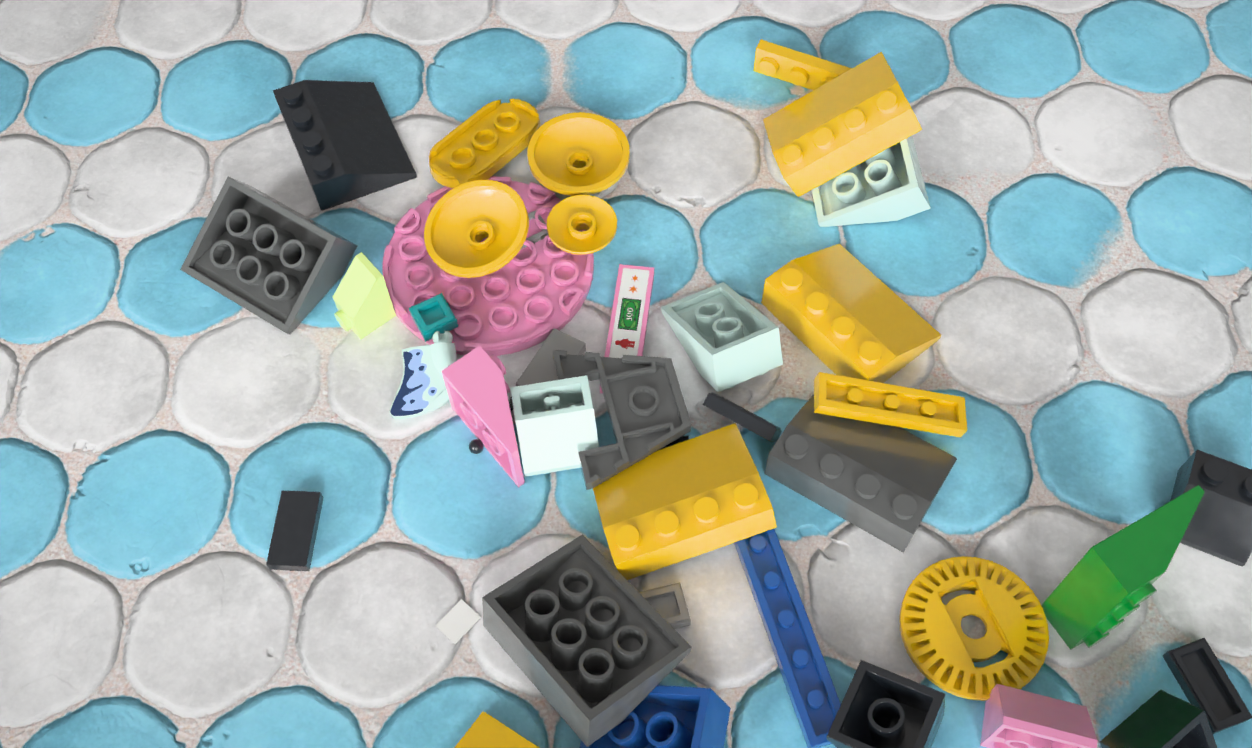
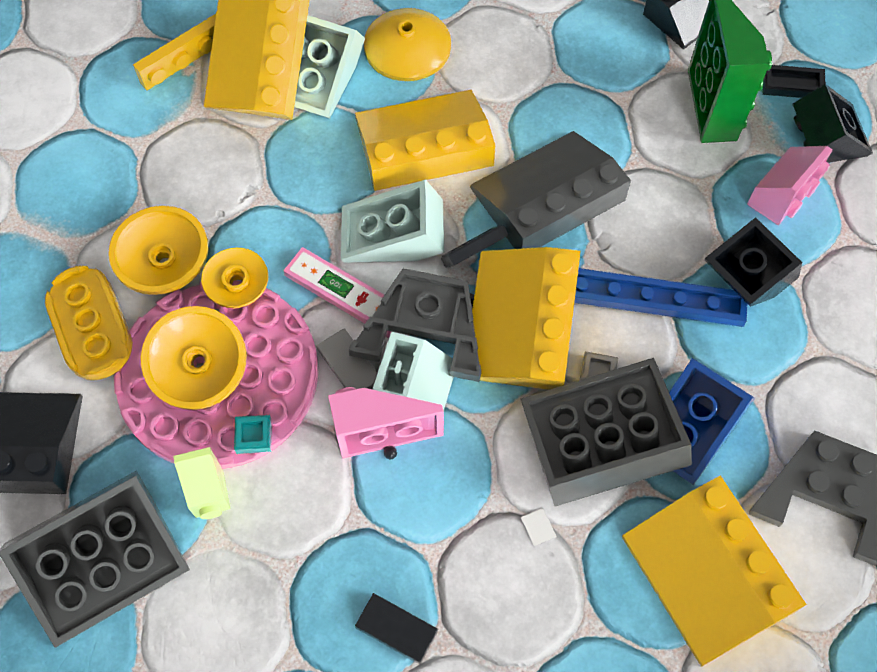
camera: 65 degrees left, 5 degrees up
(422, 380) = (309, 462): arm -> none
(889, 404) = (516, 147): yellow plate -> none
(954, 264) = (407, 44): none -> yellow dish
(1003, 603) = (694, 210): yellow piece -> none

